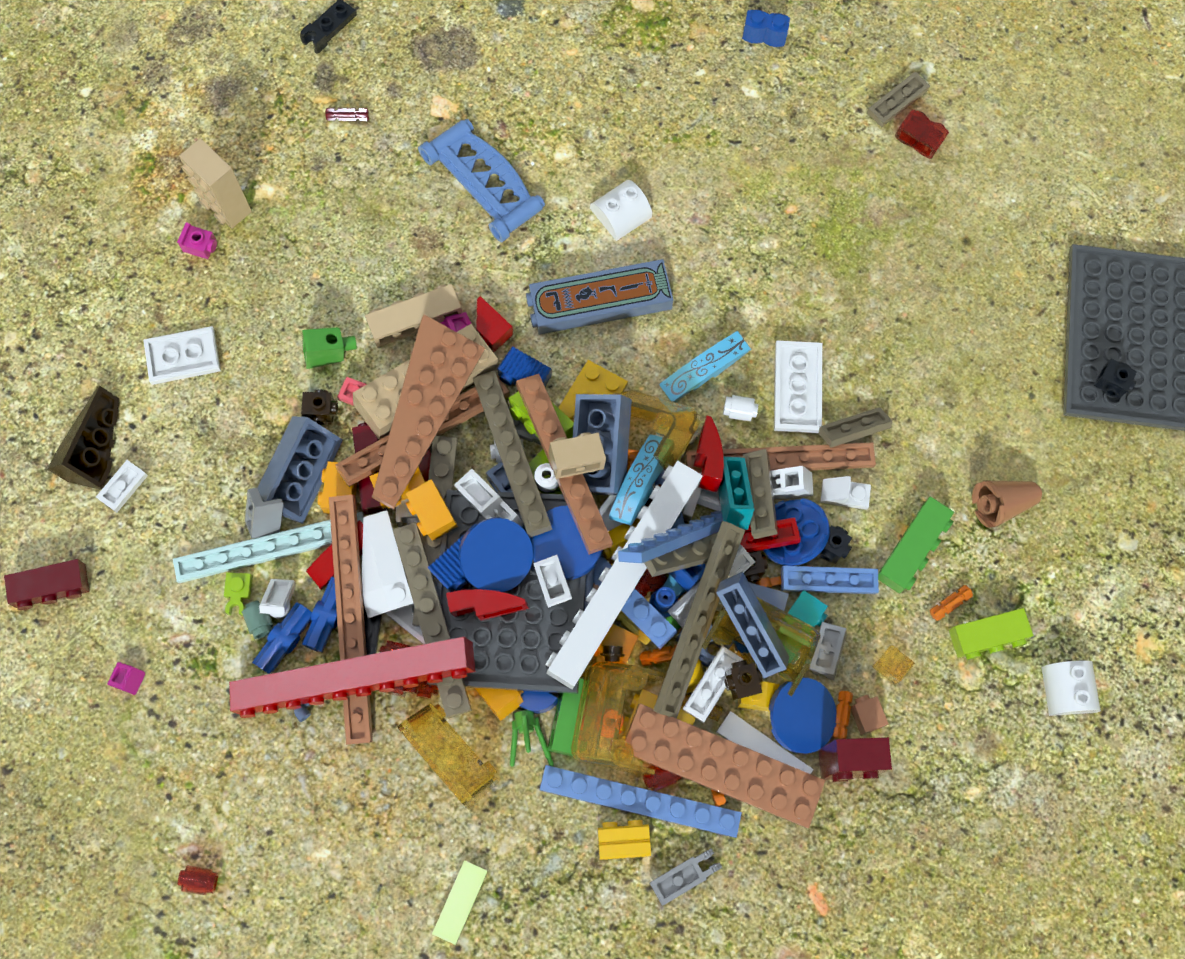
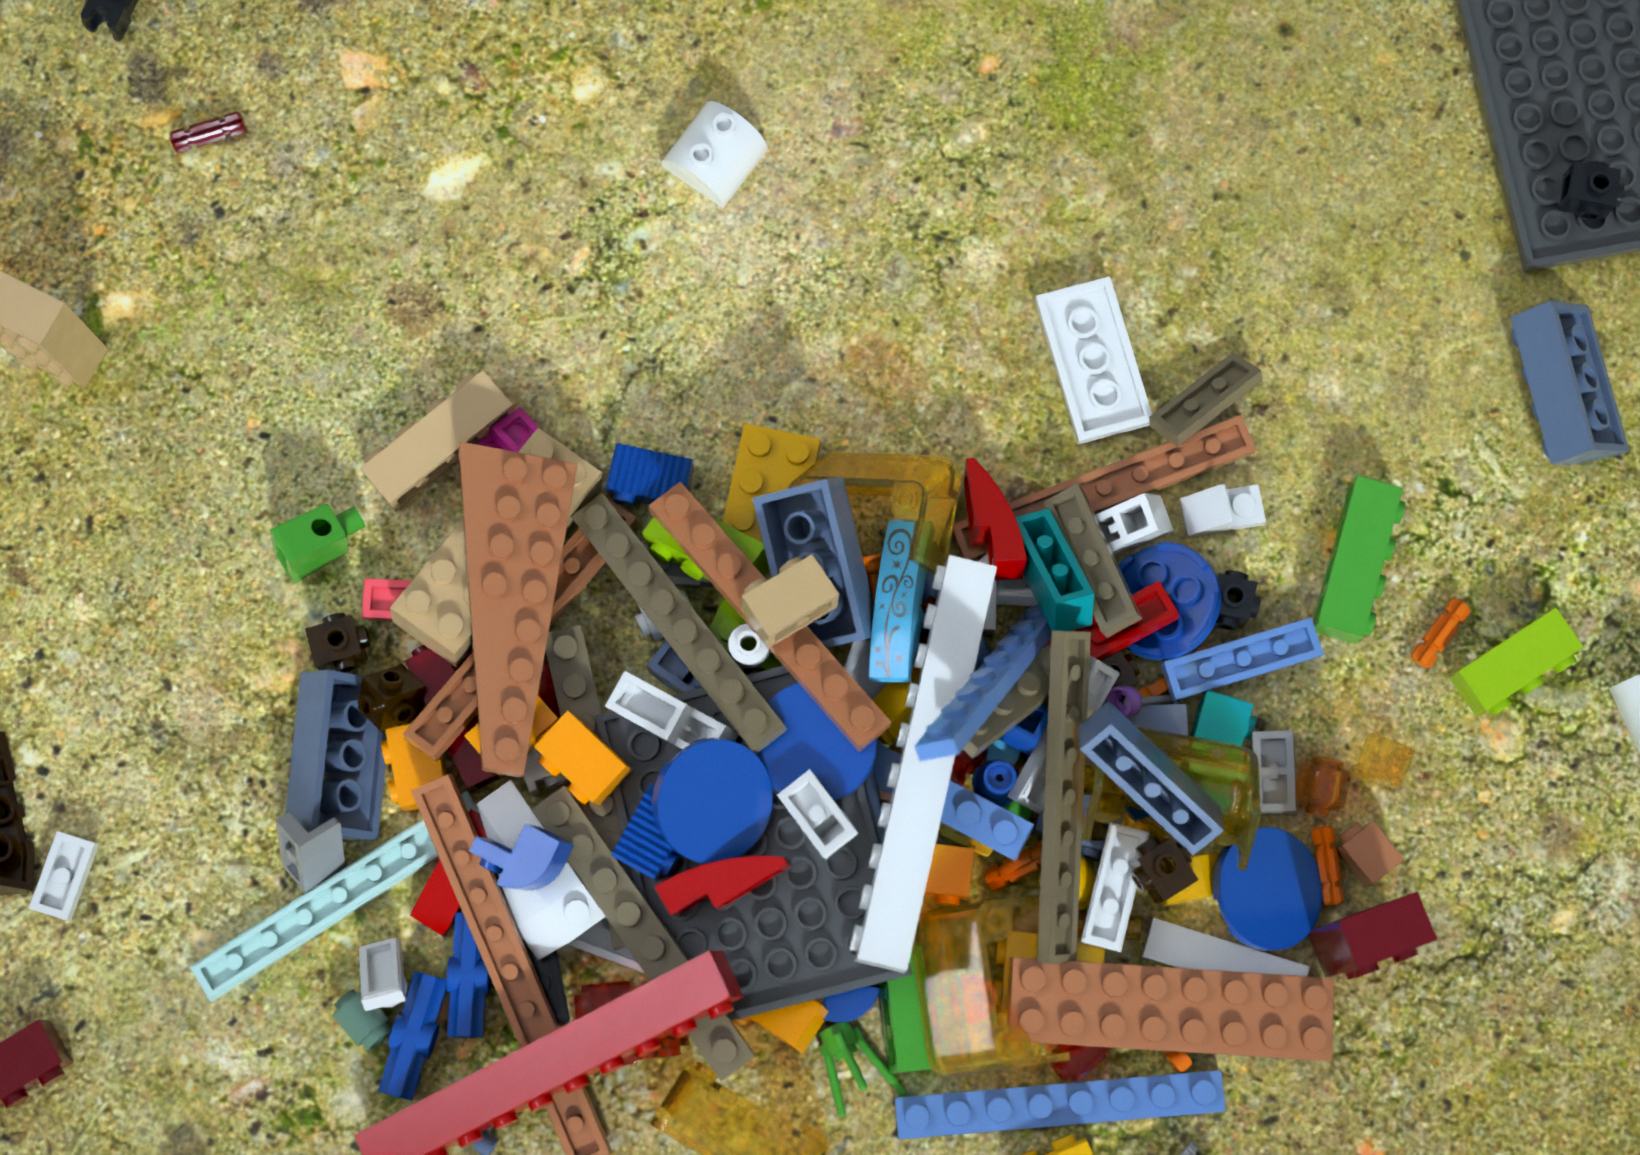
camera: 15 degrees left, 5 degrees up
(181, 355) = (81, 628): white tile -> none
(190, 244) = (50, 439): dark pink brick -> none
(237, 588) = (310, 979): lime plate -> none
(336, 444) = (391, 697): none -> dark brown brick
(380, 558) = (532, 862): none -> brick
(492, 325) = (570, 418): red slope -> none
(506, 215) = (532, 223): medium blue piece -> none
(599, 297) = (729, 313): brick -> none
(612, 653) = (943, 891): dark brown plate -> none
(705, 366) = (936, 375): medium azure slope -> none
(740, 408) = (1014, 425): white brick -> none
(758, 580) = (1132, 702): none -> medium lavender hinge
(854, 667) = (1322, 785): none -> clear orange head
(1004, 500) = (1474, 443): nougat cone -> none
(1070, 484) = (1568, 383): none -> sand blue slope

